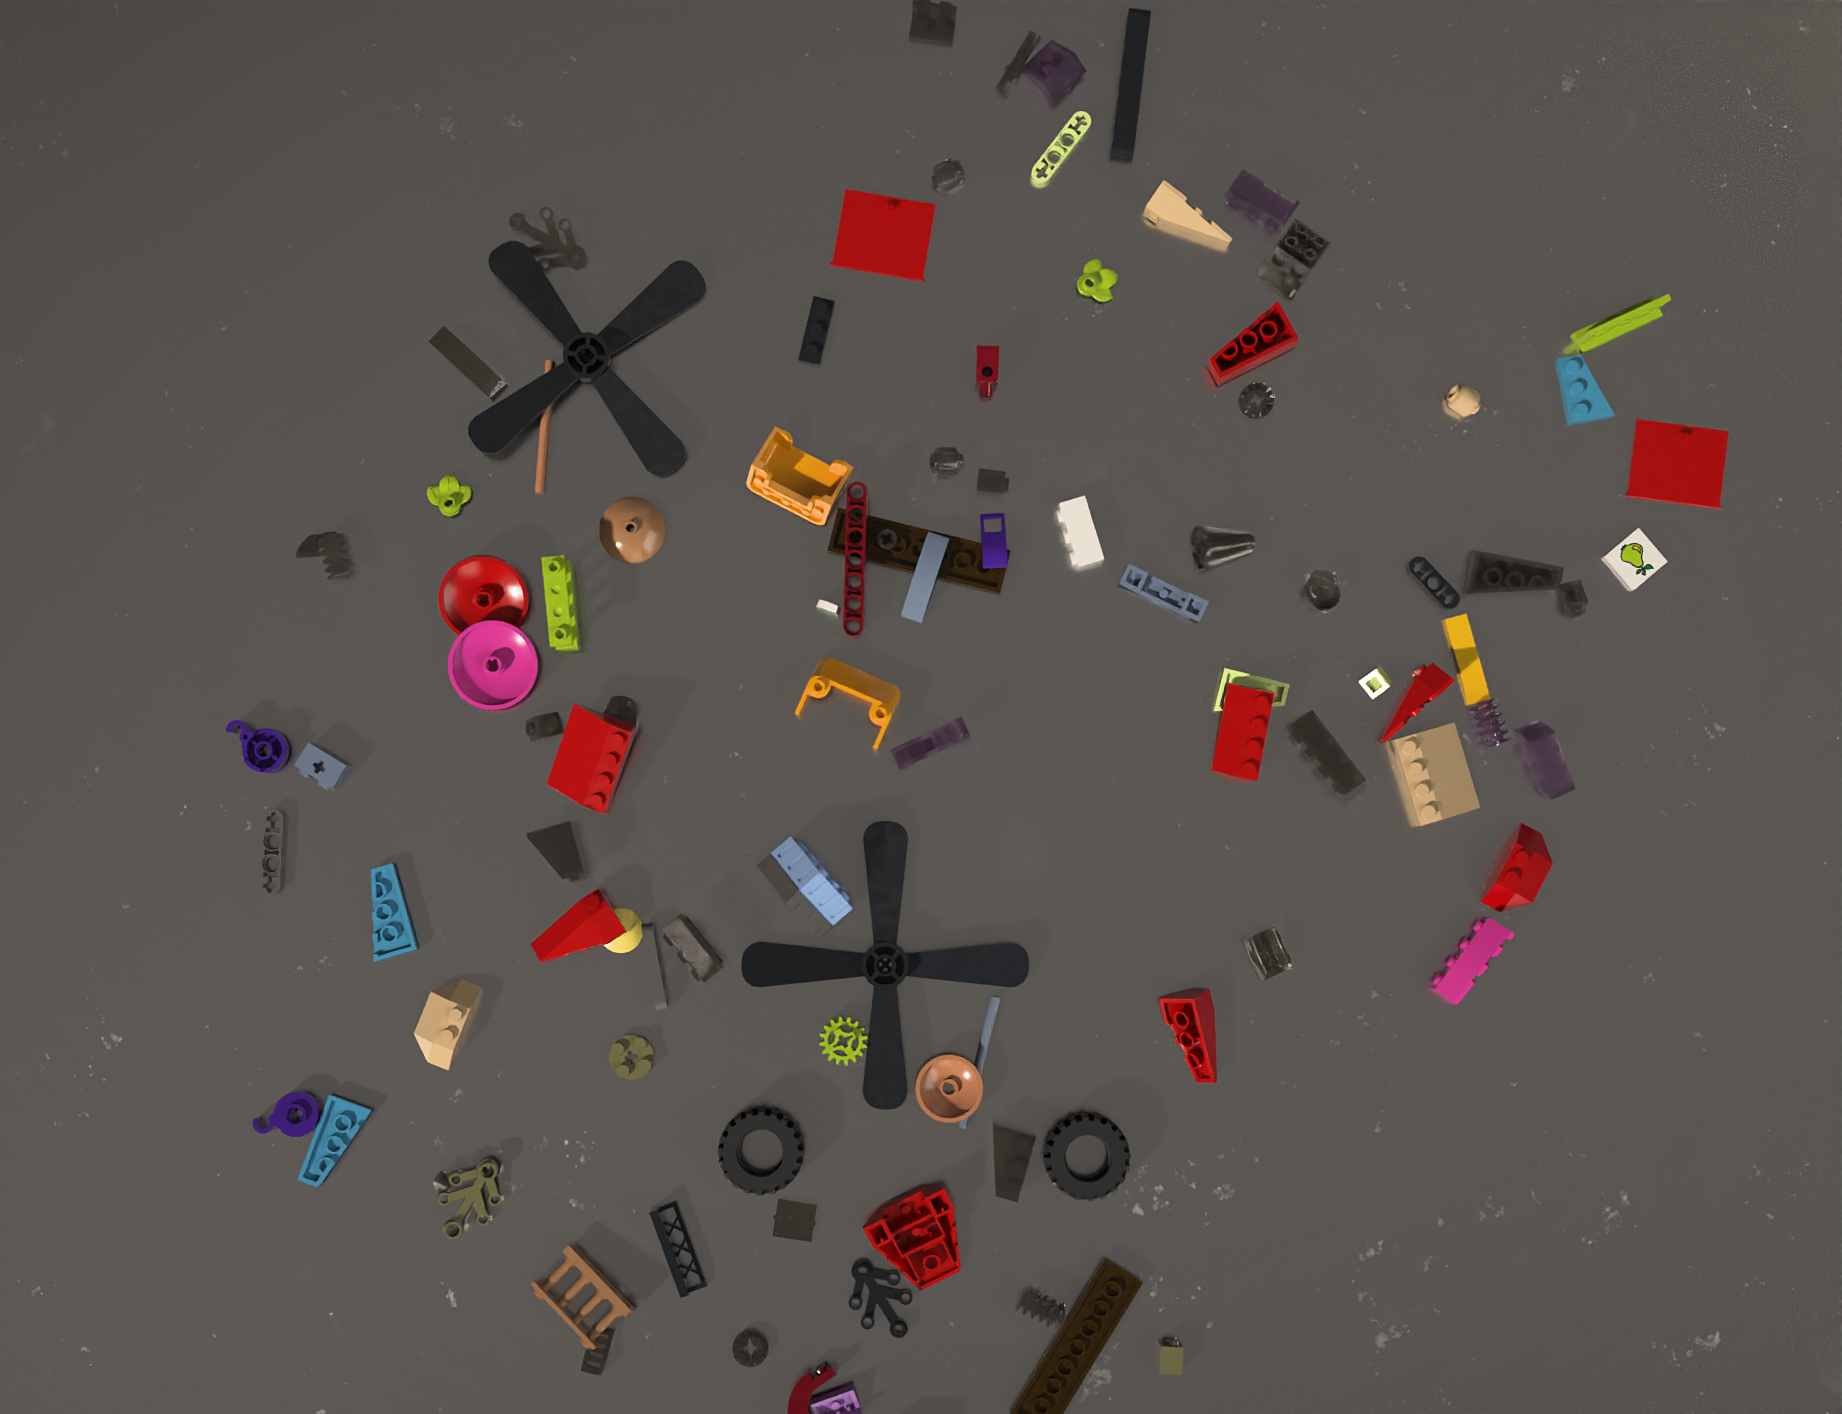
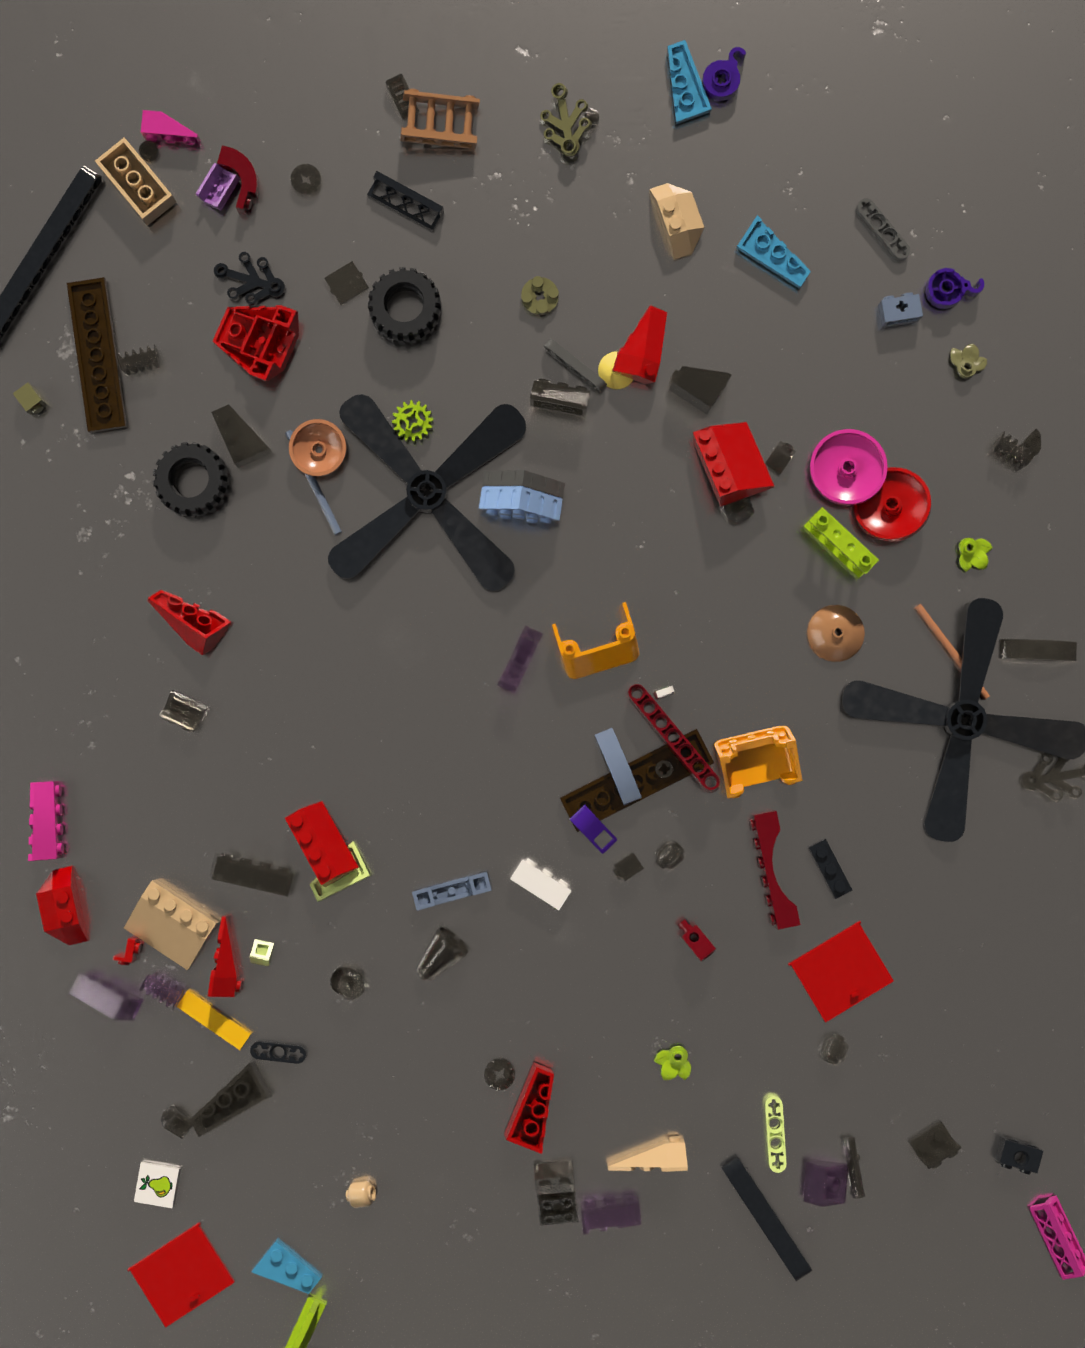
camera: 140 degrees right, 0 degrees up
(300, 672) = (967, 358): none -> olive plate
(842, 410) = (783, 910): none -> dark red arch
(1487, 780) = (132, 950): none -> red bracket

